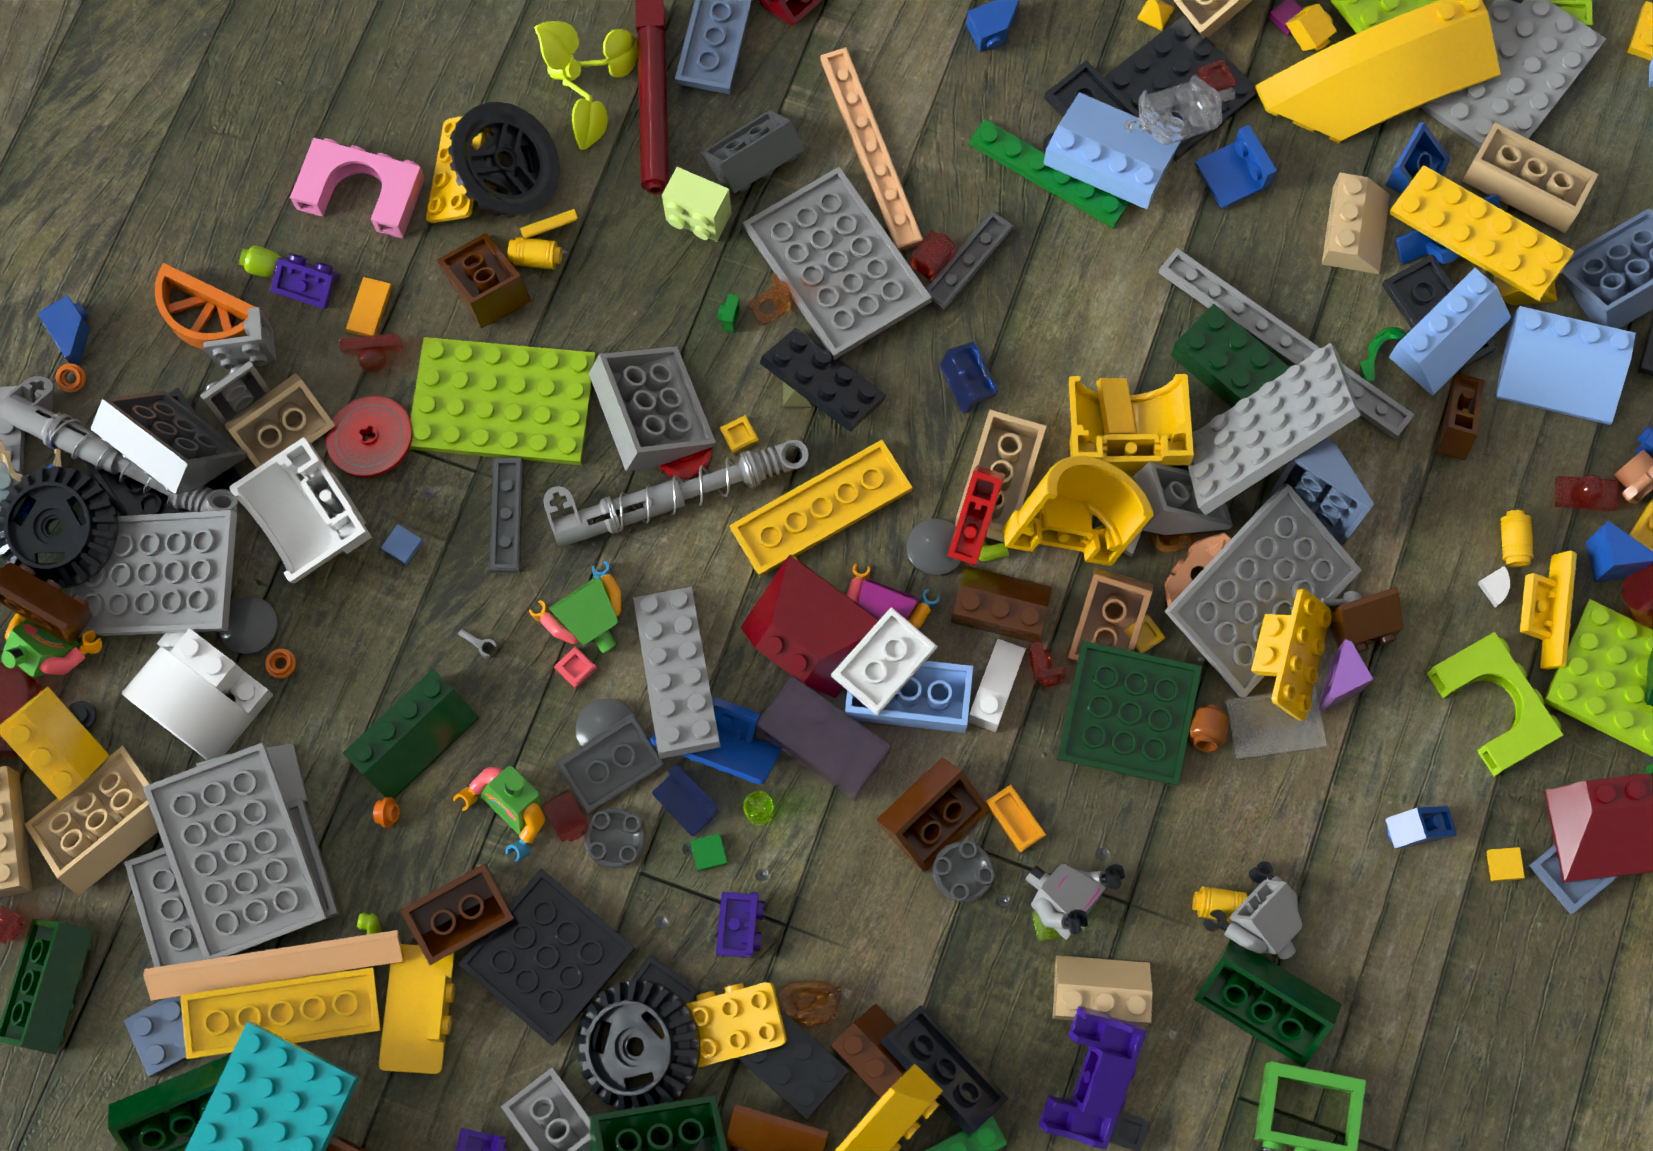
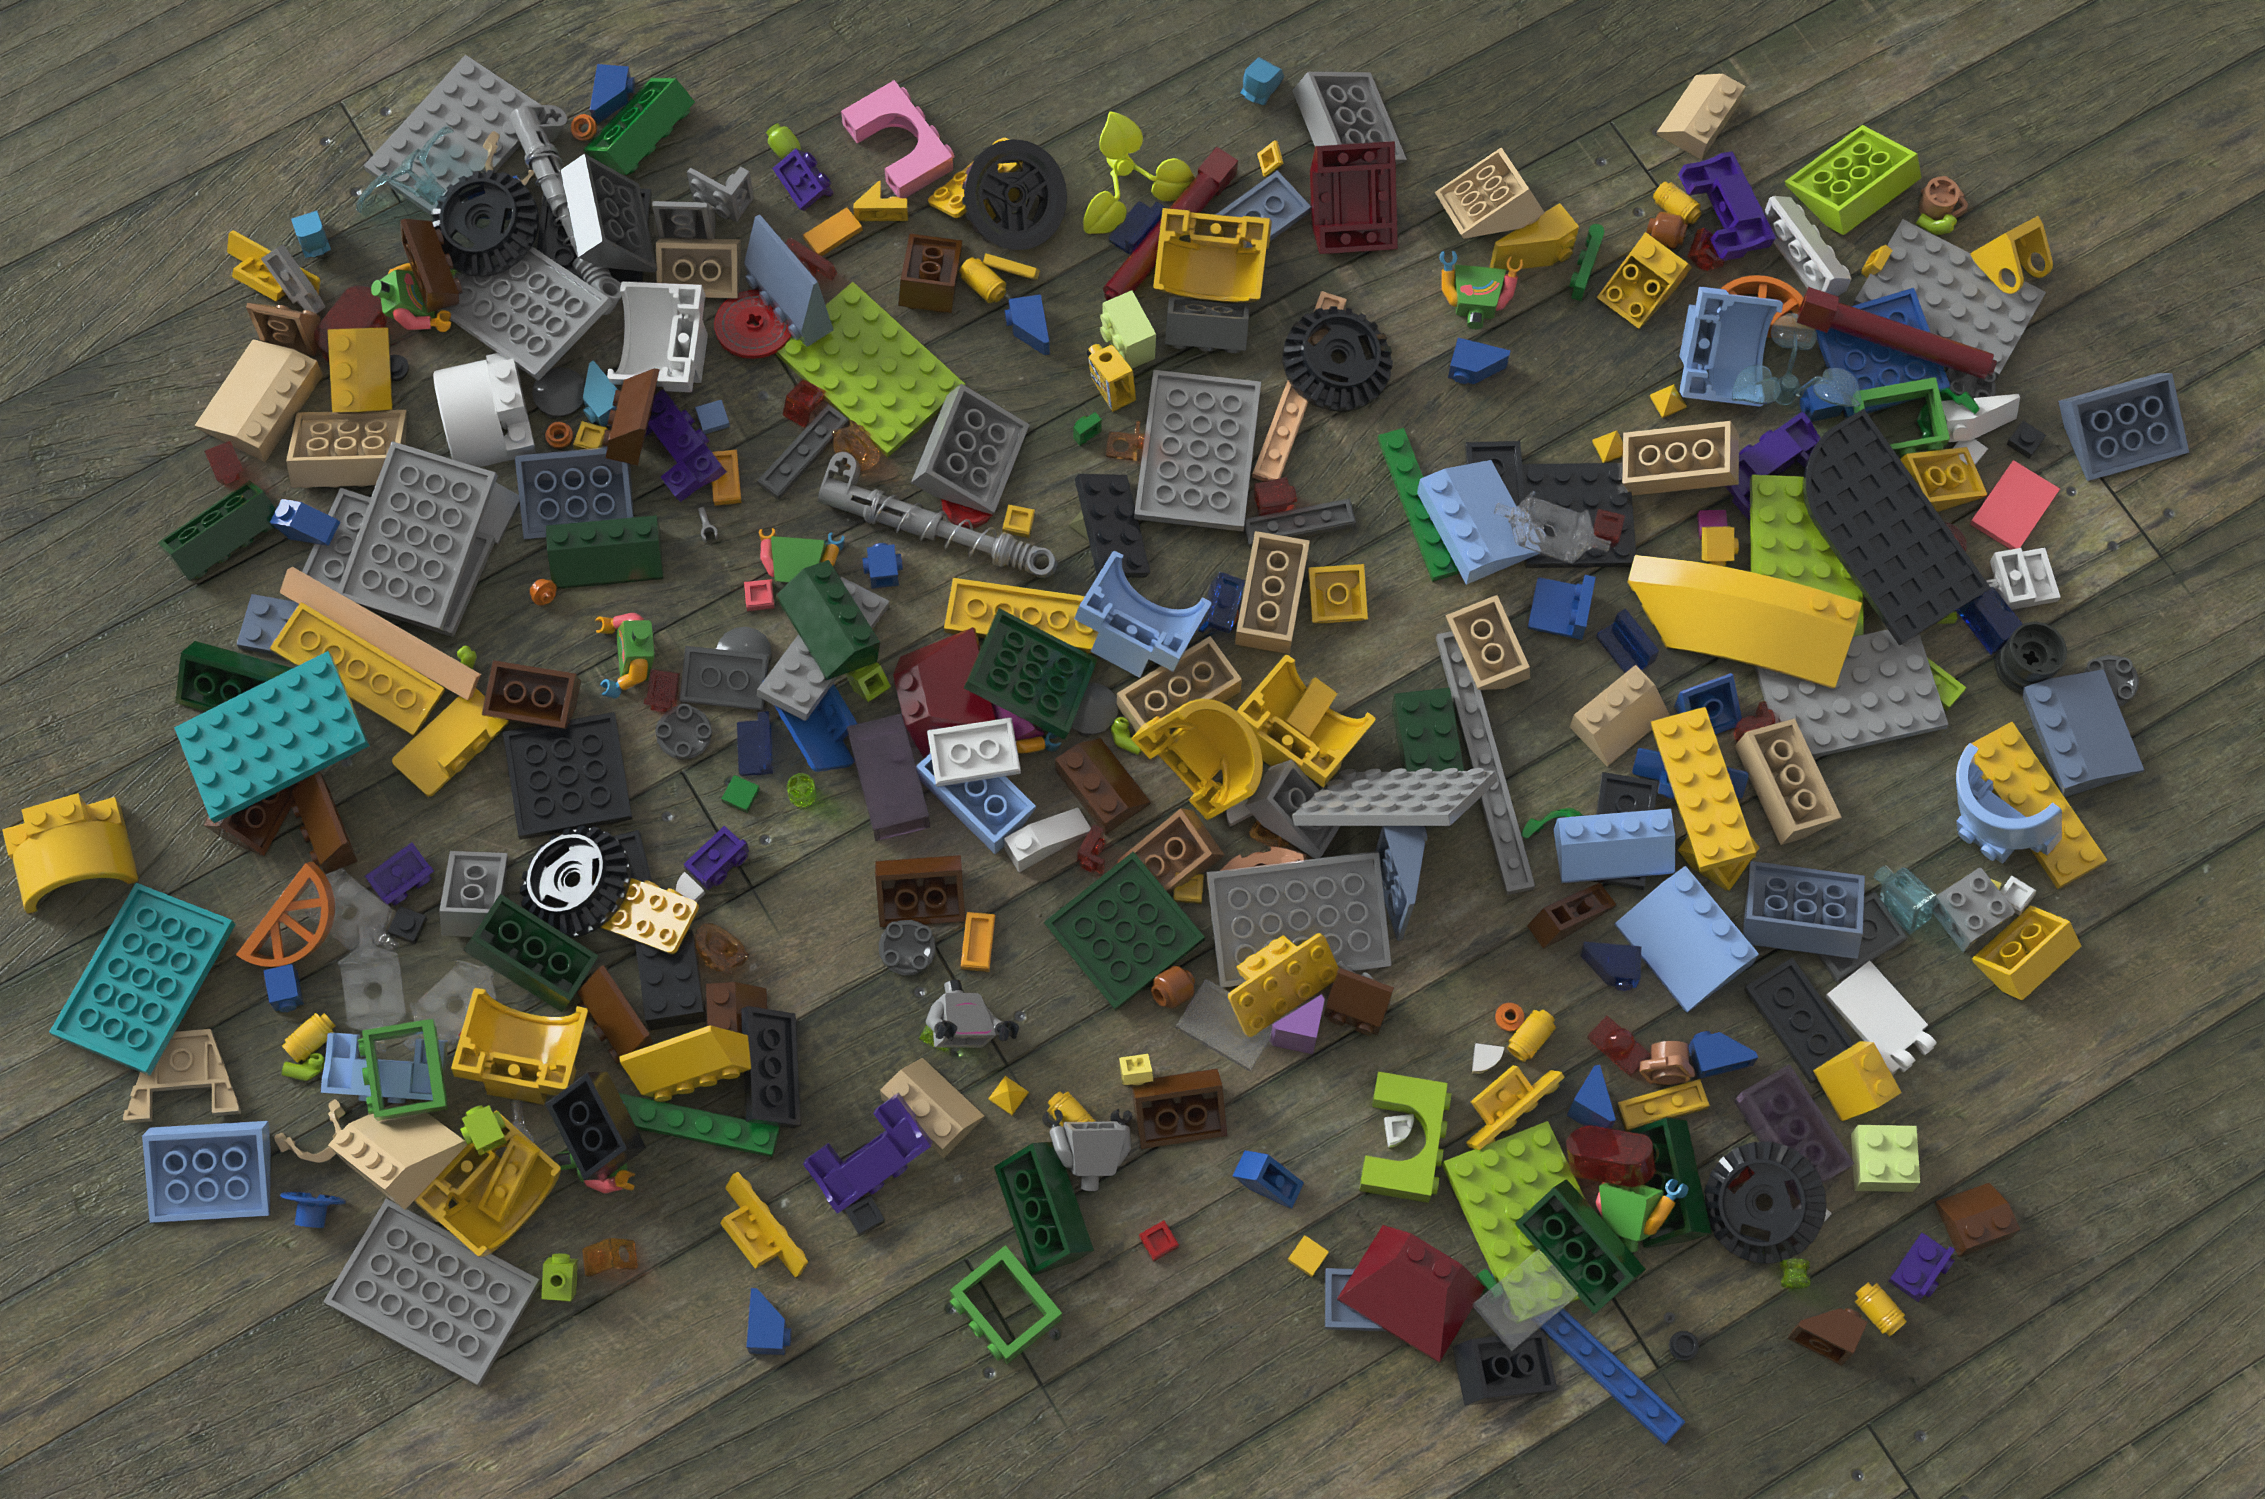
camera: 35 degrees right, 5 degrees down
(119, 919) = (304, 523): none -> blue slope
(120, 338) = (640, 125): none -> green slope
(201, 294) = (698, 112): orange window -> none
(292, 602) = (598, 395): none -> medium azure slope
(310, 644) = (589, 436): none -> yellow tile
(335, 700) = (571, 489): none -> sand blue slope
(341, 599) = (631, 417): none -> reddish brown slope
(374, 381) = (785, 284): none -> sand blue slope
(388, 260) = (874, 208): none -> yellow slope
(406, 587) = (688, 447): none -> dark purple bracket
(458, 588) = (727, 488): none -> light orange tile
(470, 472) = (802, 402): none -> clear red bracket
(547, 473) = (856, 442): none -> clear orange hat
(605, 260) = (1029, 322): none -> blue slope
(623, 113) = (1136, 226): none -> clear blue panel
(660, 560) = (882, 565): none -> blue brick
(665, 644) = (829, 621): none -> dark green slope
(713, 252) = (1110, 367): none -> yellow torso
(716, 91) = (1215, 260): none -> yellow piece
(733, 667) = (868, 681): none -> lime brick
(737, 972) = (689, 888): none -> white tile
(866, 123) = (1307, 363): none -> black gear
(872, 557) = (1031, 673): none -> dark green plate
(926, 450) = (1133, 627): none -> light blue piece
(976, 514) = (1131, 698): red slope -> none
(1003, 334) = (1272, 592): none -> tan brick
(1053, 294) = (1337, 593): none -> yellow slope
(1153, 929) = (1008, 1095): none -> yellow slope
(1211, 243) = (1489, 645): none -> tan slope
(1243, 823) = (1135, 1070): none -> light yellow bracket
(1301, 825) = (1180, 1109): none -> reddish brown slope
(1310, 161) = (1628, 643): none -> clear blue panel
(1378, 950) = (1158, 1240): none -> red tile
(1466, 145) = (1764, 718): none -> clear red bracket
(1480, 700) = (1398, 1128): none -> white tile
(1482, 544) = (1503, 1022): none -> orange plate
(1529, 429) = (1614, 963): none -> clear blue slope

